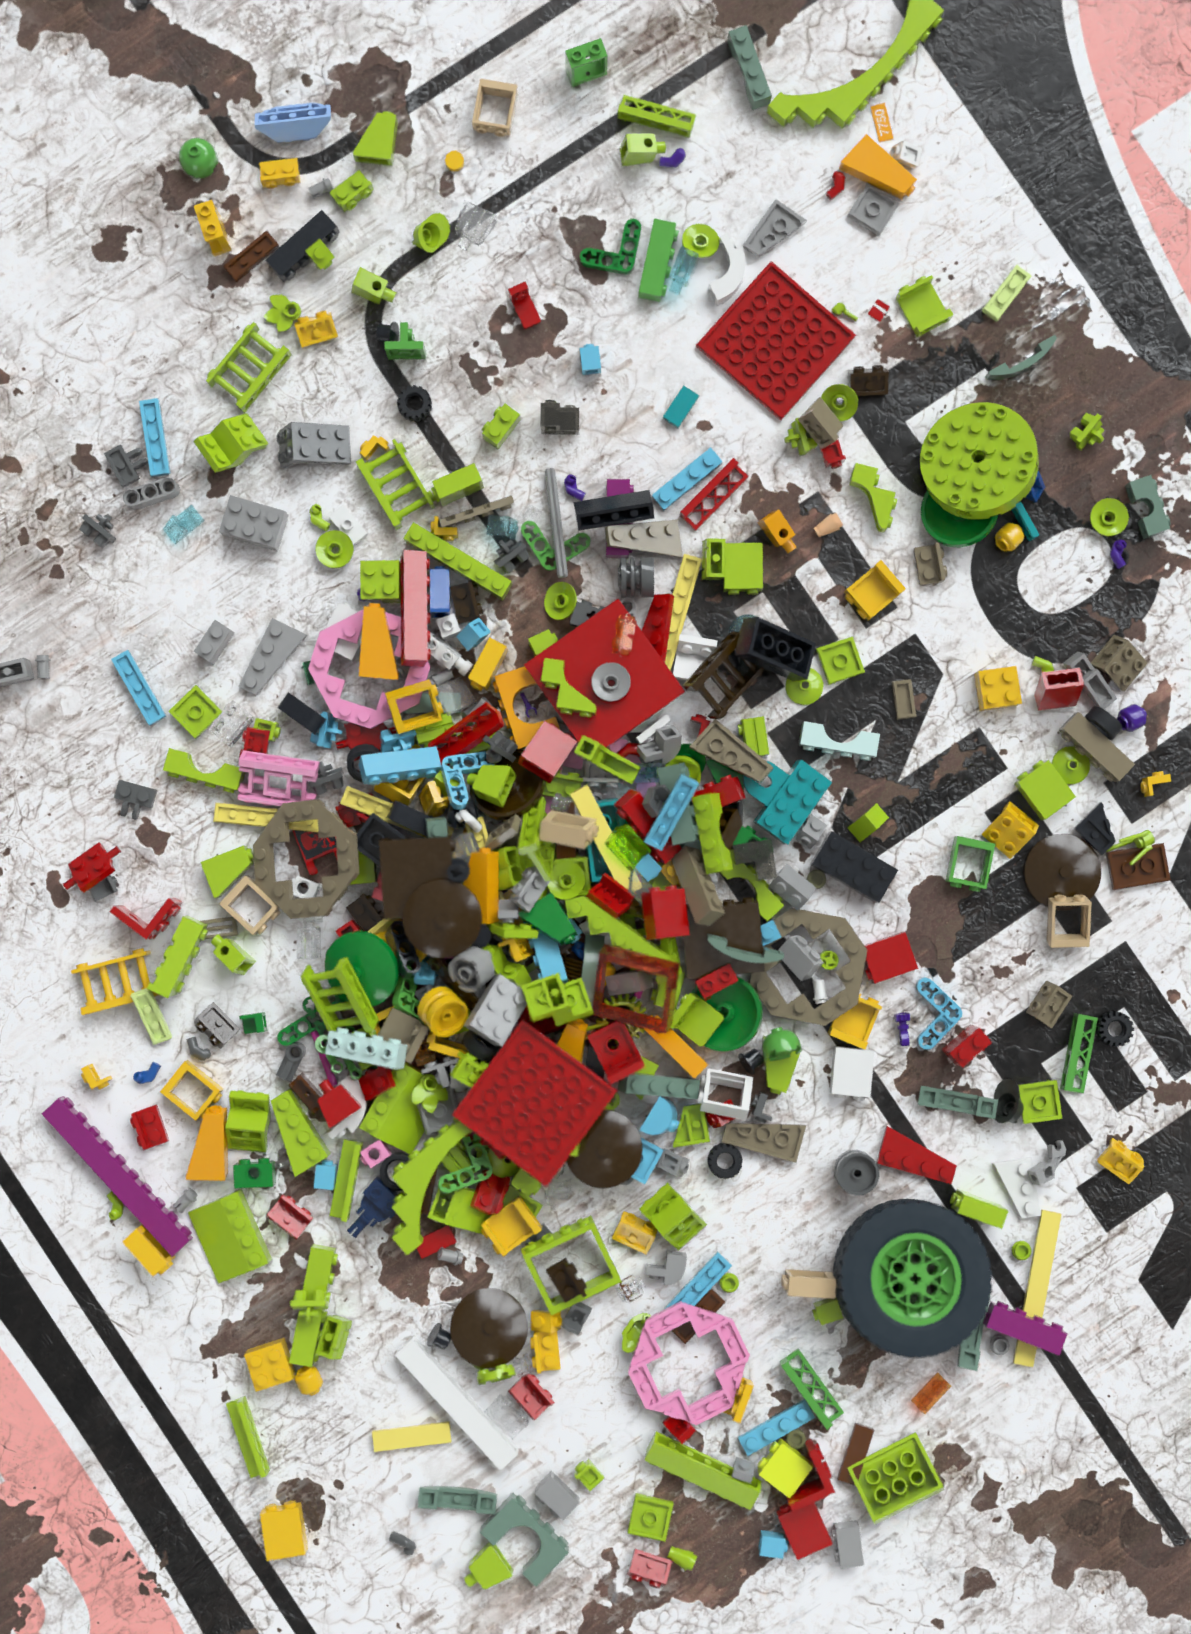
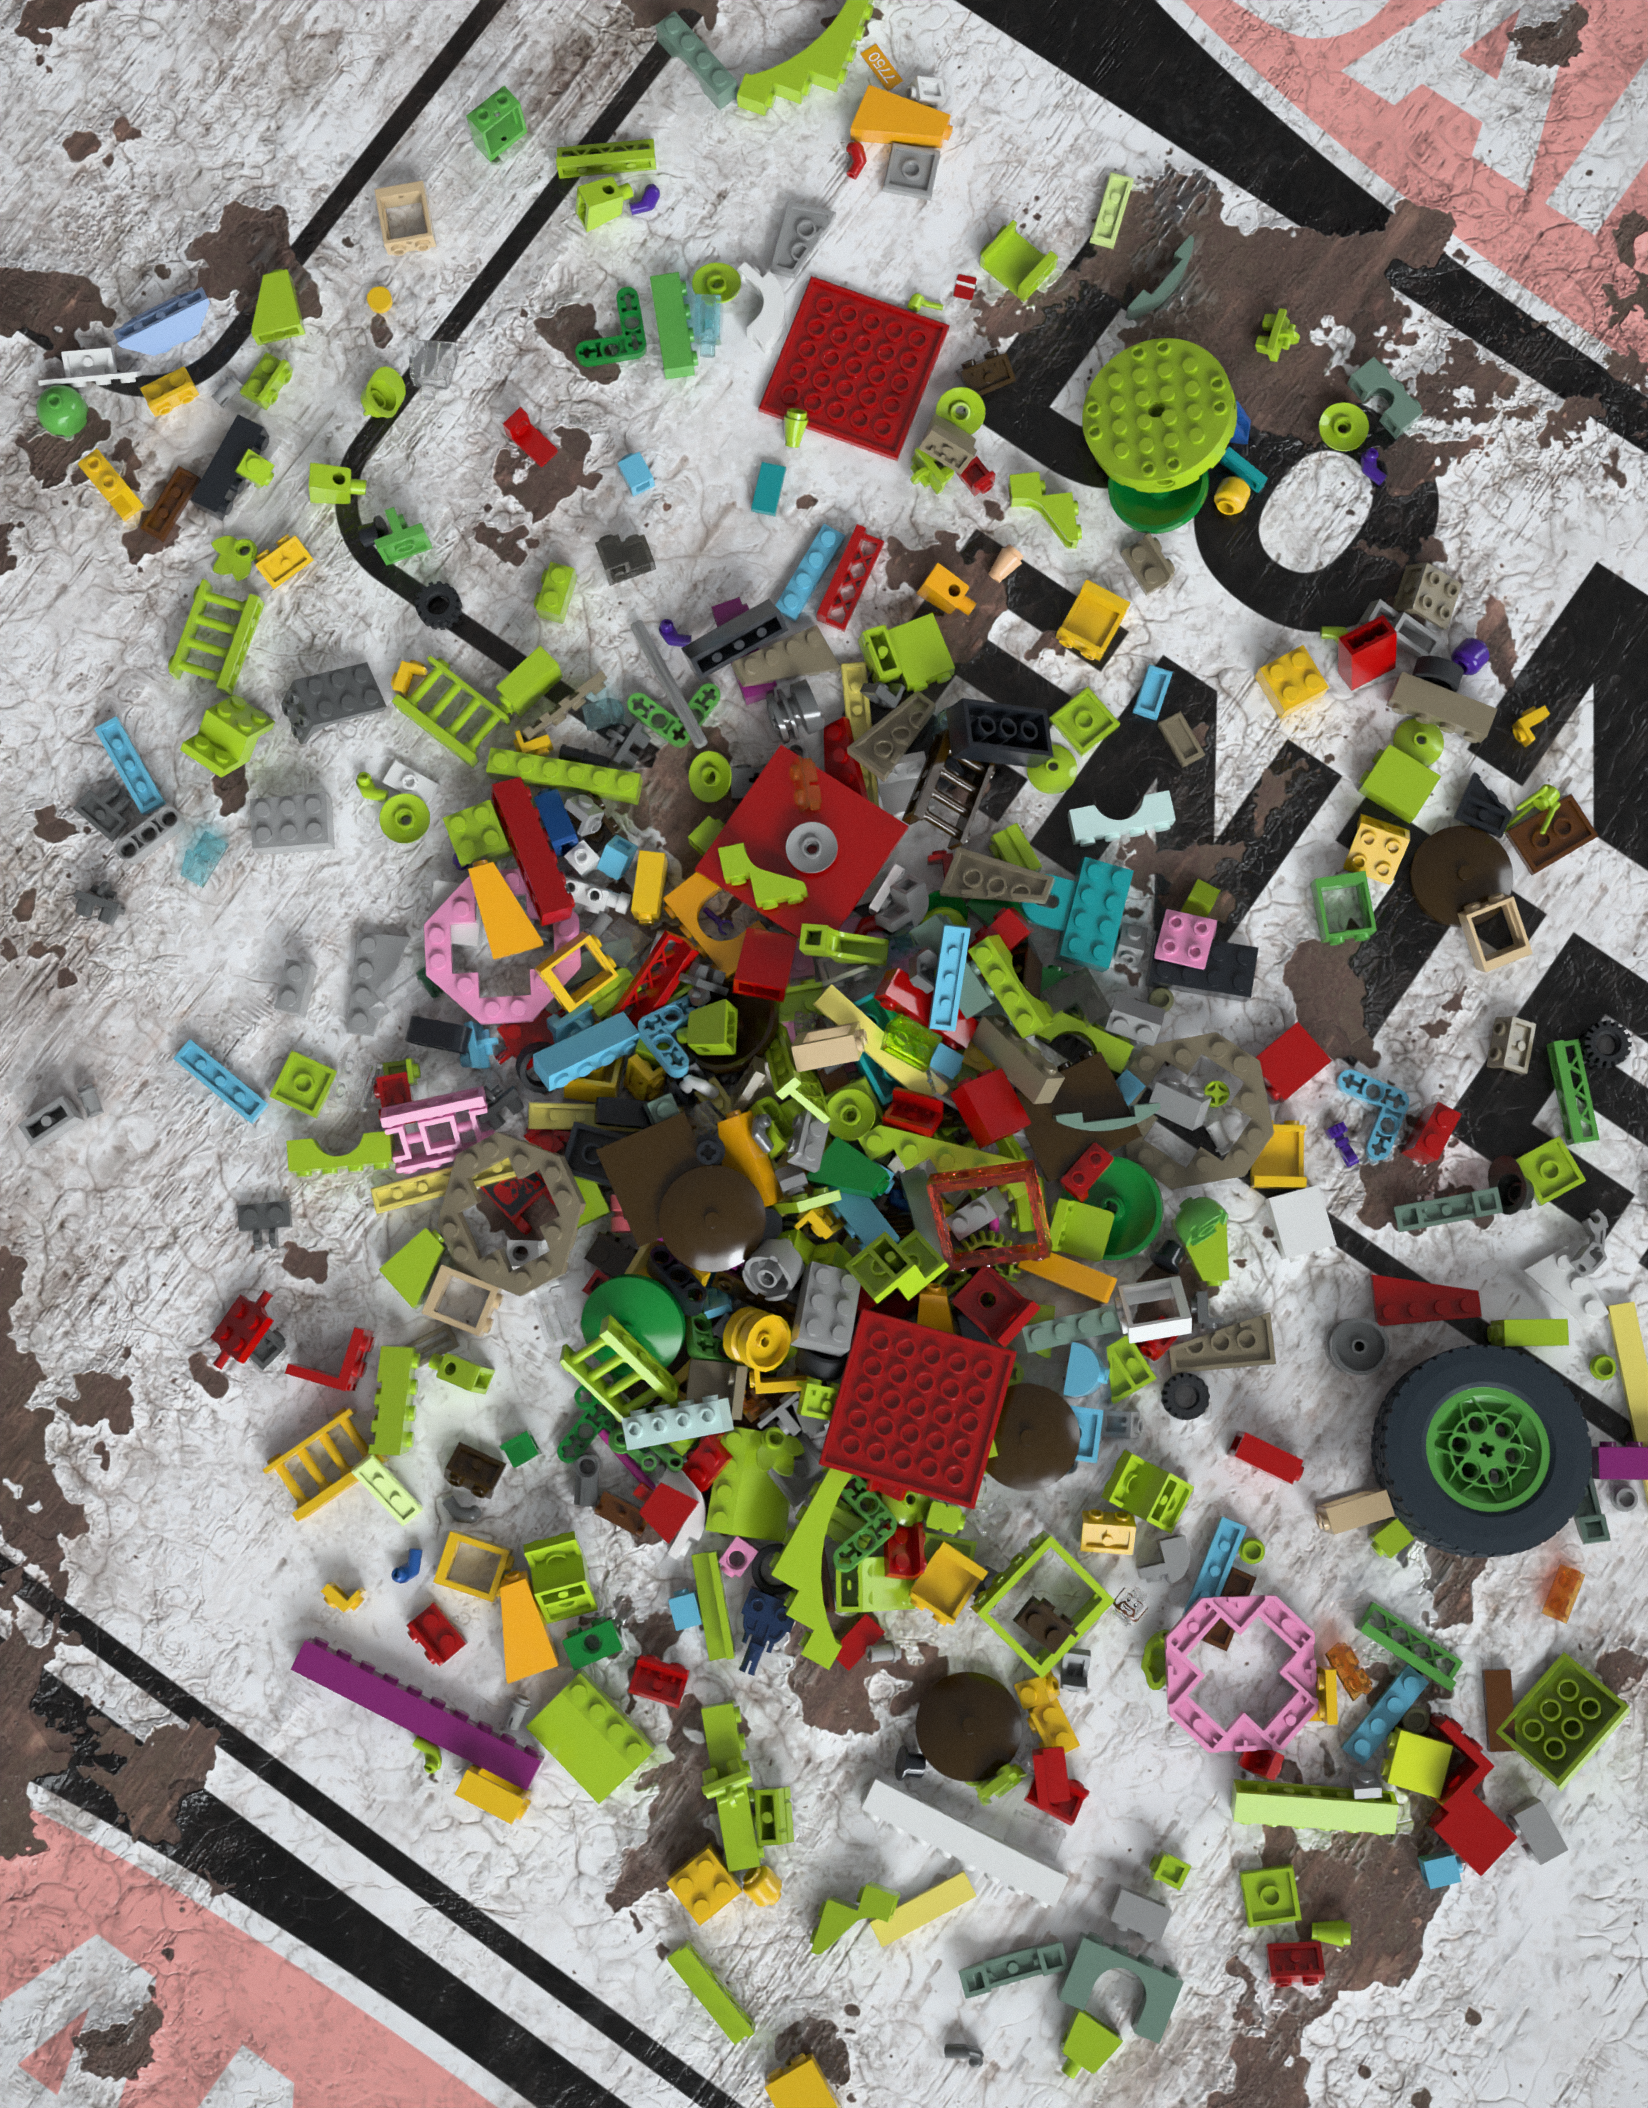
camera: 15 degrees left, 5 degrees down
(229, 133) = (90, 365): none -> white bracket
(285, 674) = (400, 994): none -> clear torso
(298, 1133) = (632, 1570): lime wedge -> none
(353, 1420) = (840, 1915): none -> lime arch
(463, 594) = (587, 812): none -> light grey bracket
(476, 552) = (582, 756): none -> black axle
(497, 869) = (758, 1134): none -> dark grey arm
(531, 1382) = (1050, 1775): none -> red panel
(697, 622) = (891, 737): none -> dark tan wing
(705, 589) = (883, 695): none -> dark grey bracket
(716, 368) = (795, 425): none -> lime cone
(762, 1381) = (1343, 1660): none -> clear orange hinge
(763, 1224) = (1266, 1458): none -> red brick
(849, 845) = (1185, 939): none -> bright pink bracket
(897, 657) = (1152, 692): none -> medium azure tile

